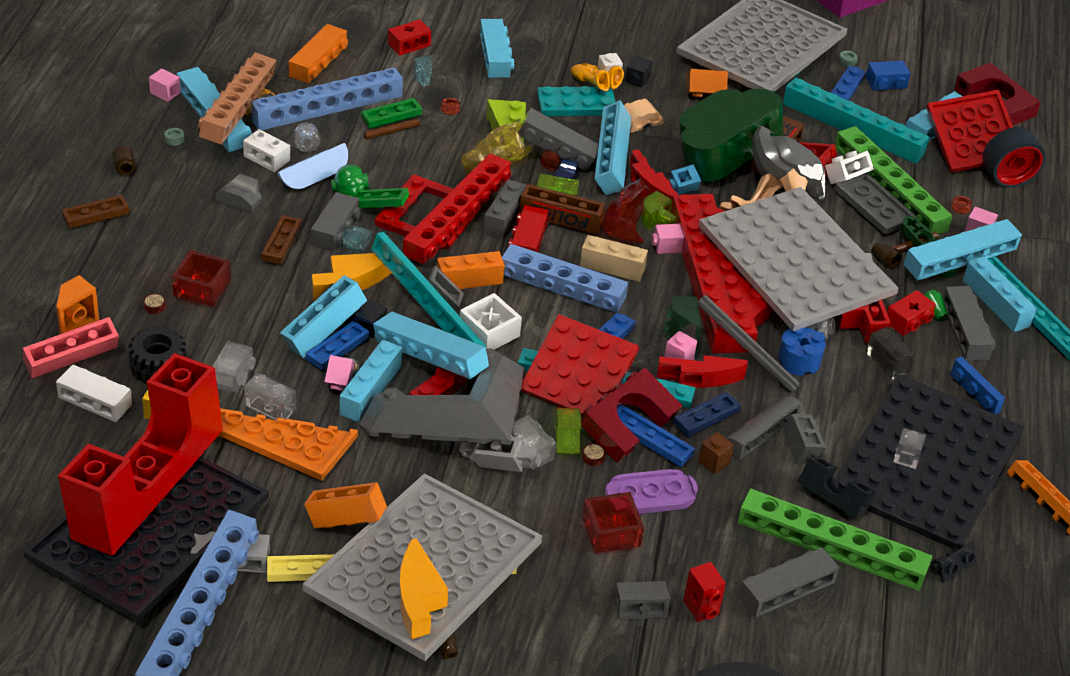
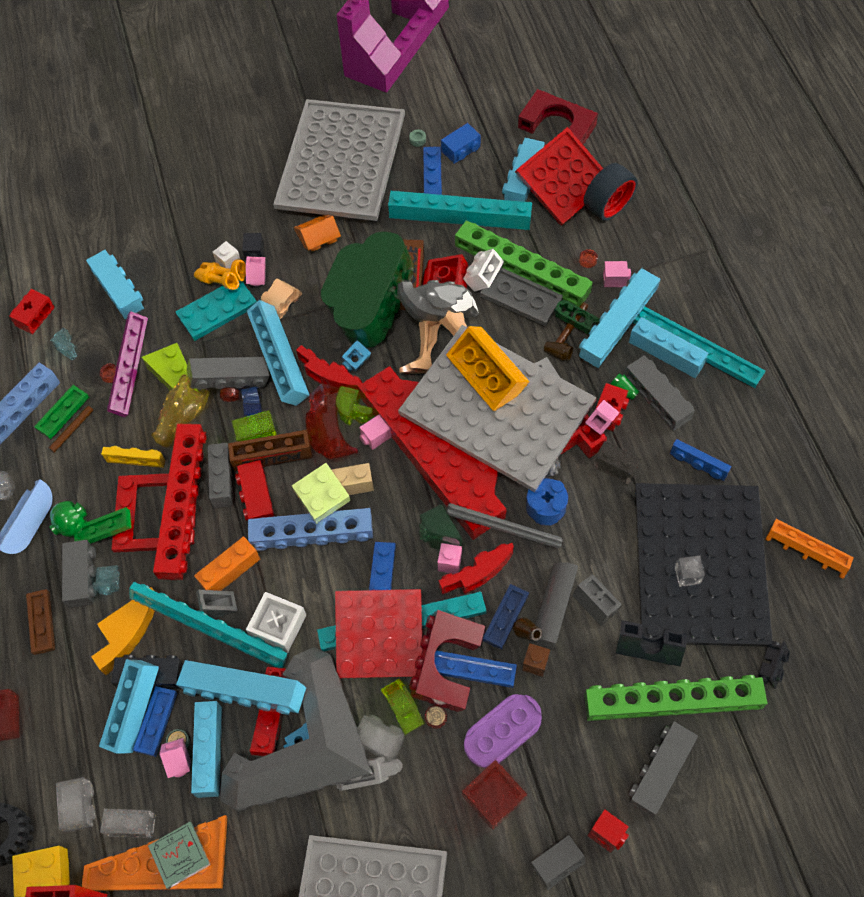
camera: 20 degrees left, 20 degrees up
(301, 434) = (179, 855): none -> sand green tile
(434, 166) = (133, 456): none -> yellow plate
(470, 104) = (127, 364): none -> plate
(589, 245) = (321, 493): none -> yellowish green brick
(629, 86) = (255, 271): none -> bright pink brick
(721, 426) = (527, 629): none -> dark brown cone
(803, 218) = (487, 367): none -> light orange slope
(895, 304) = (602, 417): none -> bright pink brick

